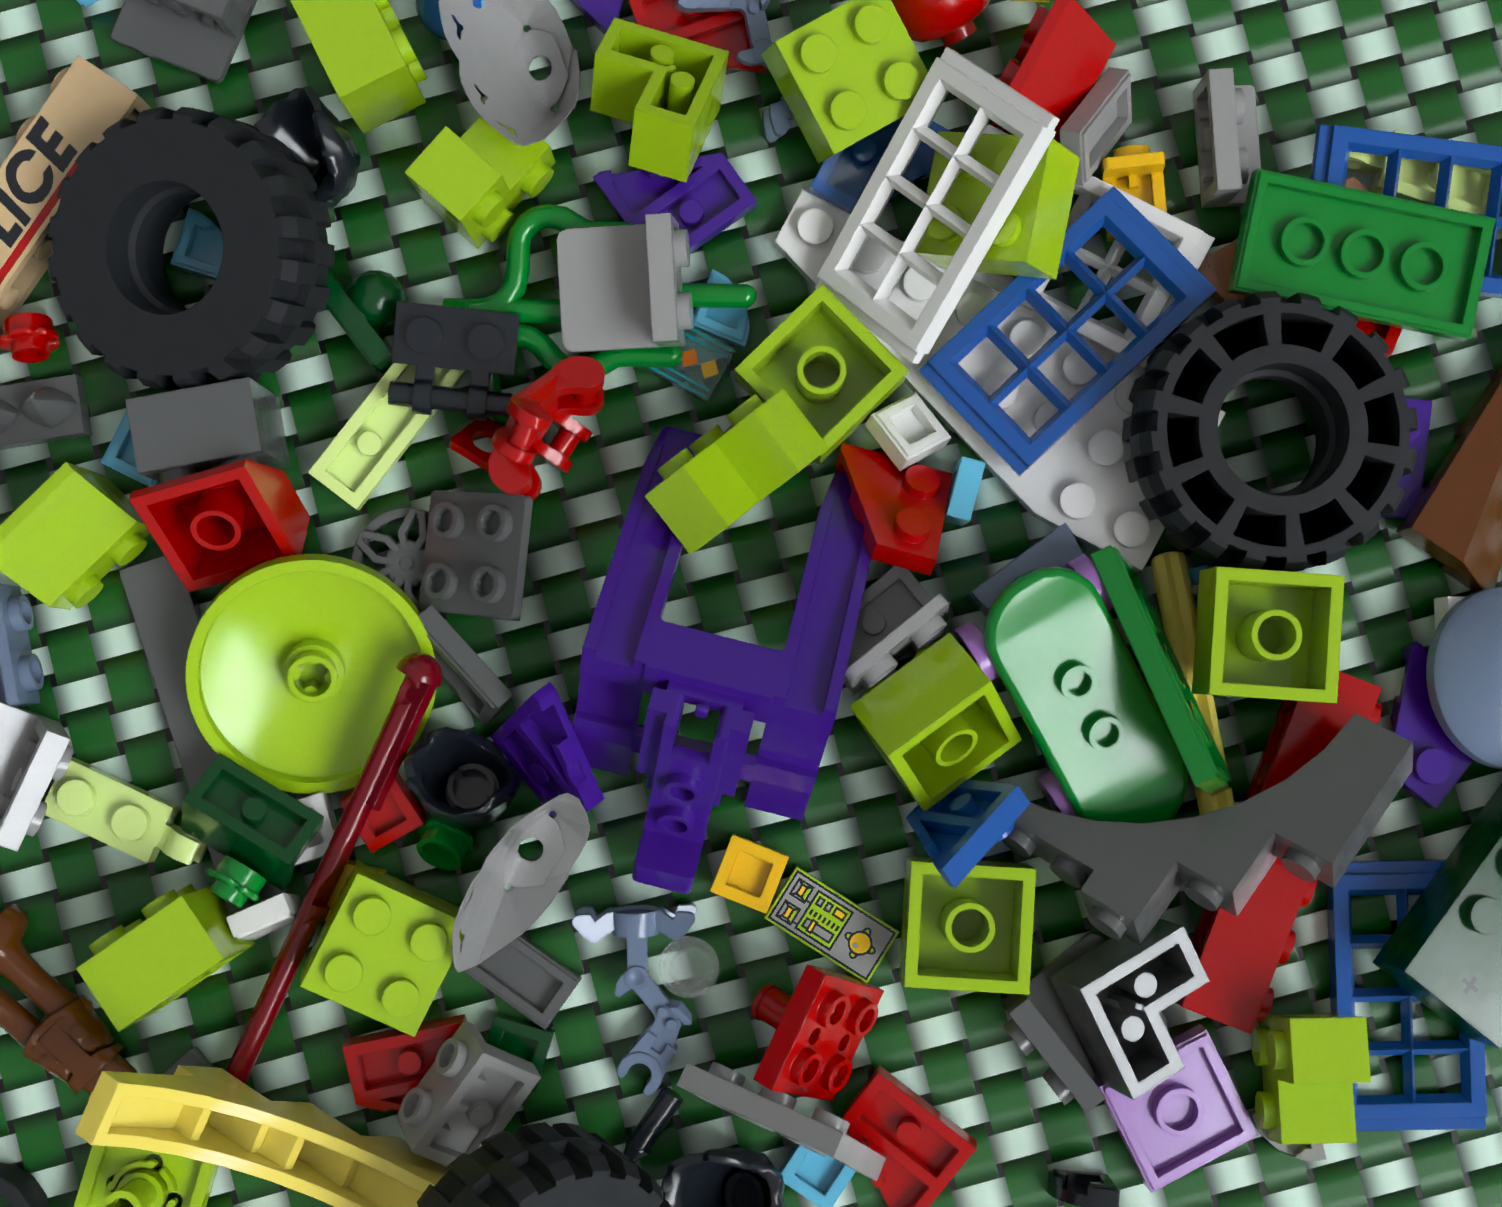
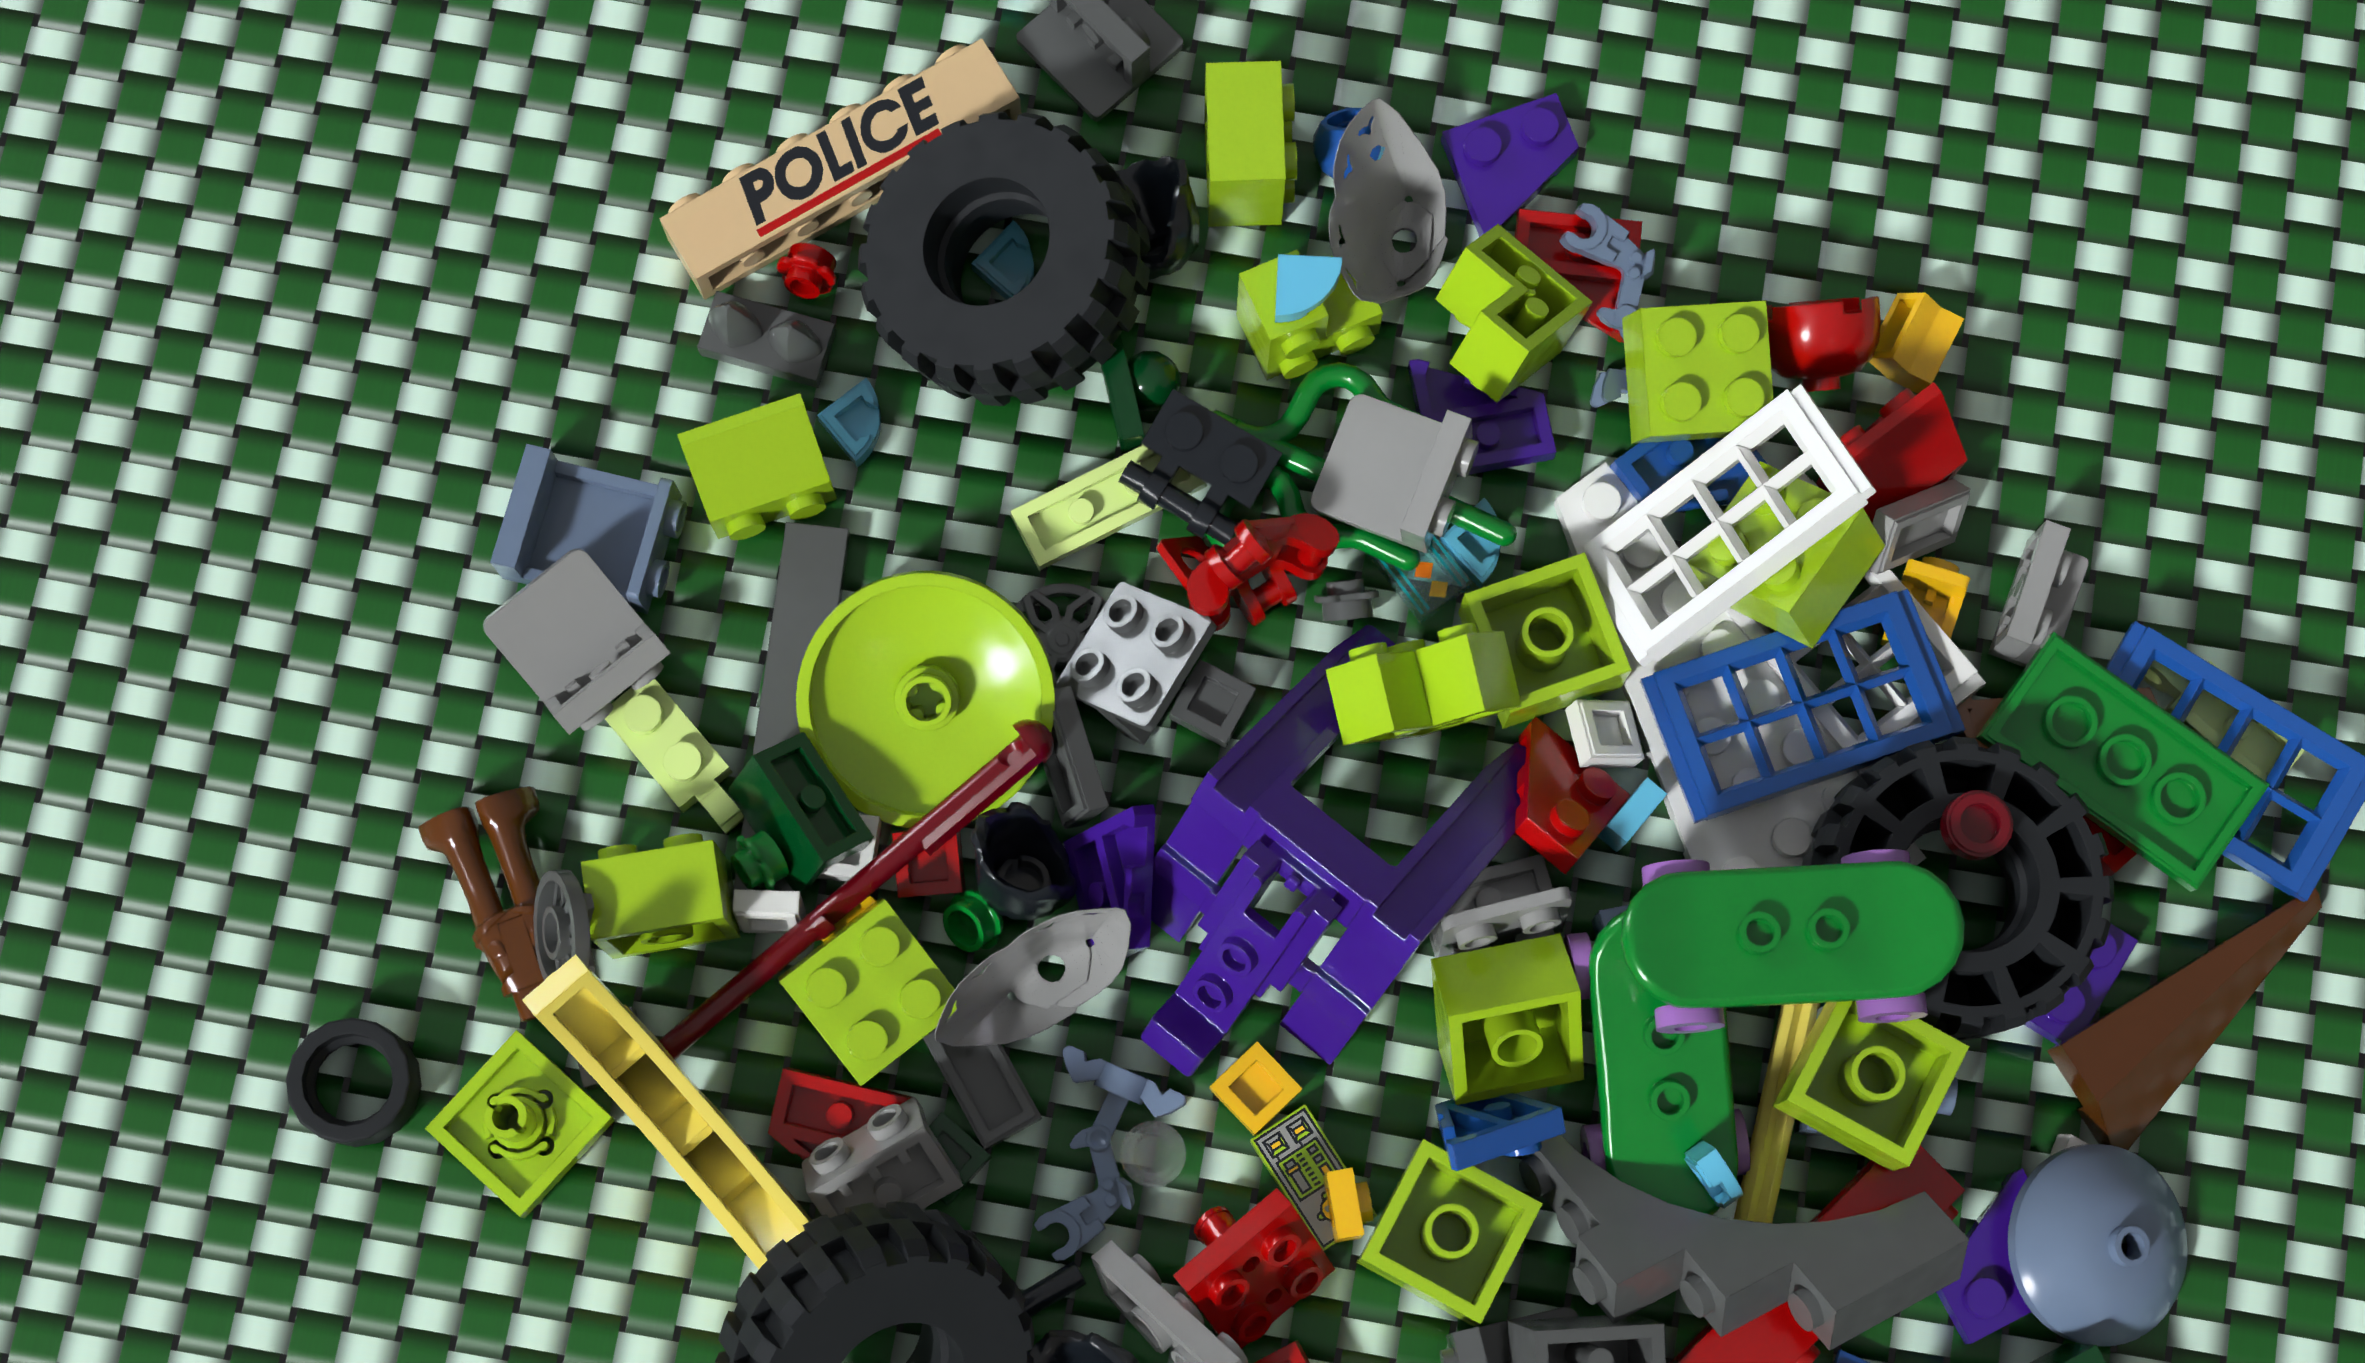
camera: 20 degrees right, 10 degrees down
(90, 1026) = (565, 926): none -> dark grey wheel
(206, 429) = (936, 433): dark grey brick -> none
(223, 521) = (914, 514): red slope -> none
(466, 156) = (1304, 284): none -> medium azure tile
(561, 559) = (1212, 703): none -> dark grey plate
(635, 416) = (1346, 600): none -> dark grey plate
(872, 941) = (1347, 1204): none -> yellow plate
(1162, 671) = (1753, 1108): green tile -> none
(1166, 777) = (1713, 1174): none -> medium azure tile
(1207, 530) = (1791, 936): none -> green piece
(1269, 378) = (1976, 825): none -> dark red tile

